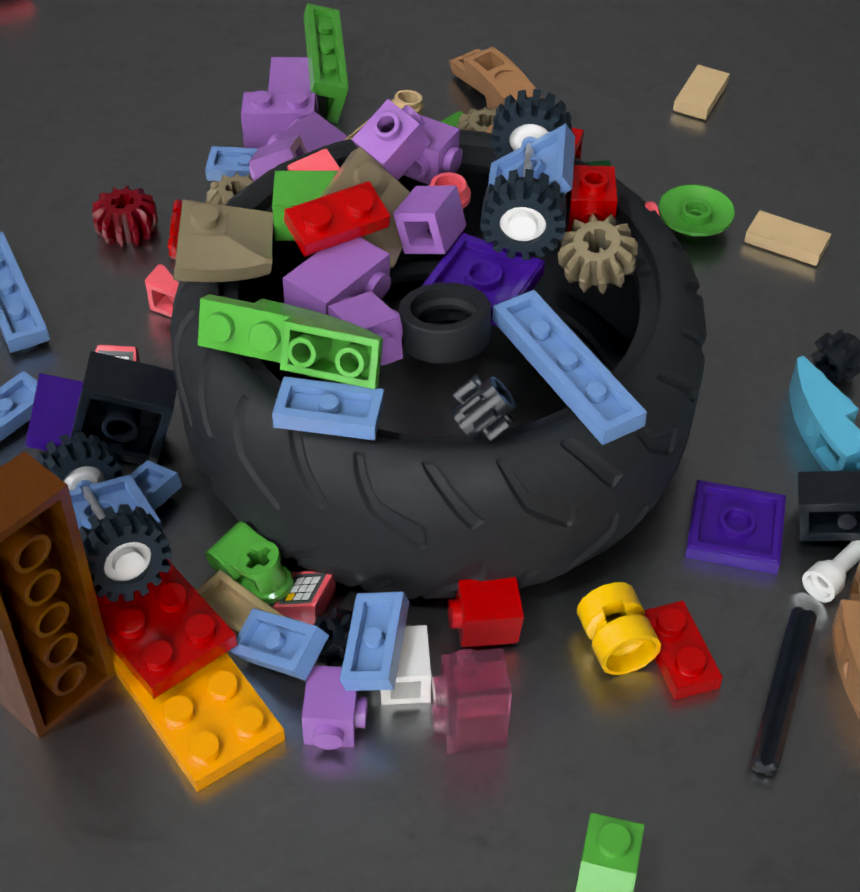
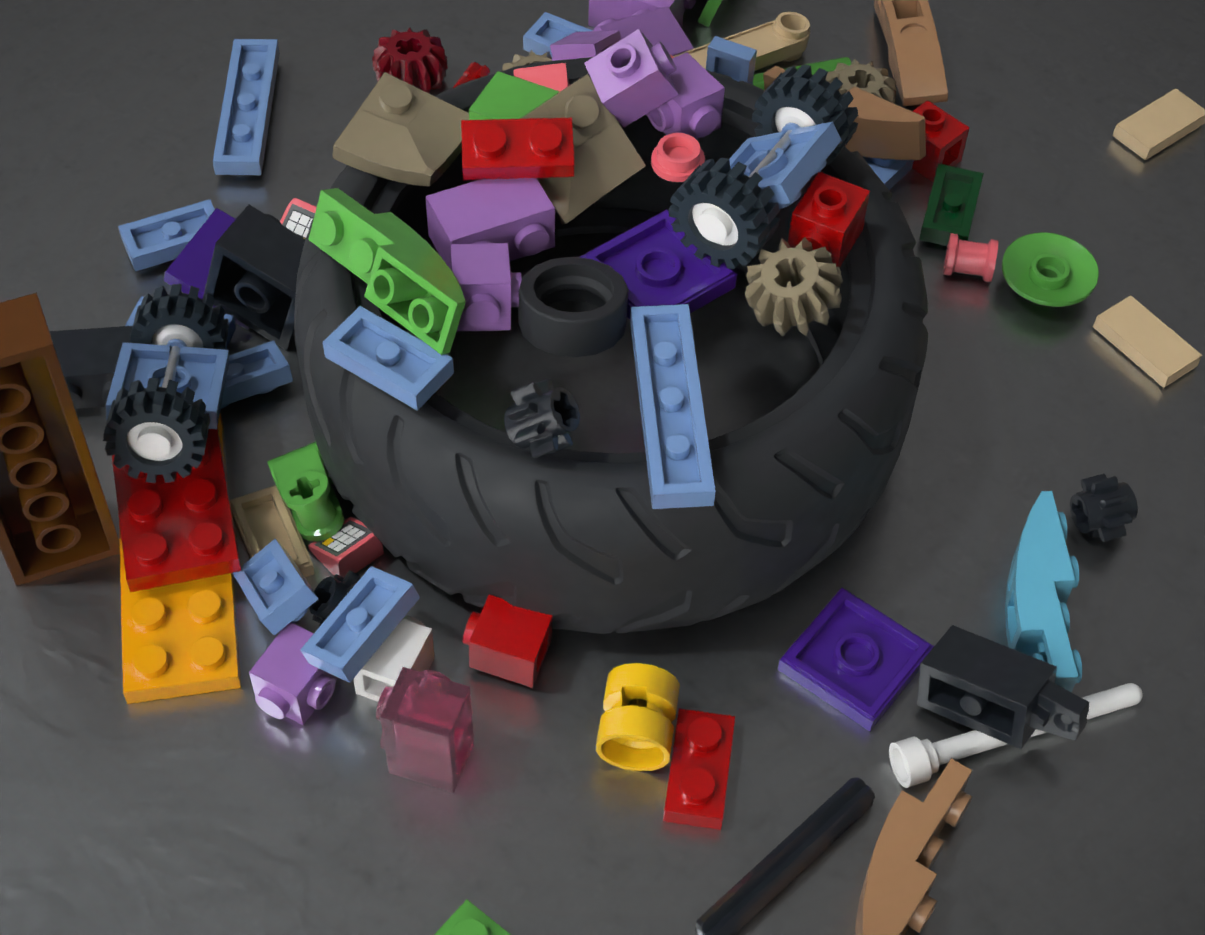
camera: 25 degrees right, 5 degrees up
(430, 219) = (631, 183): medium lavender brick -> none

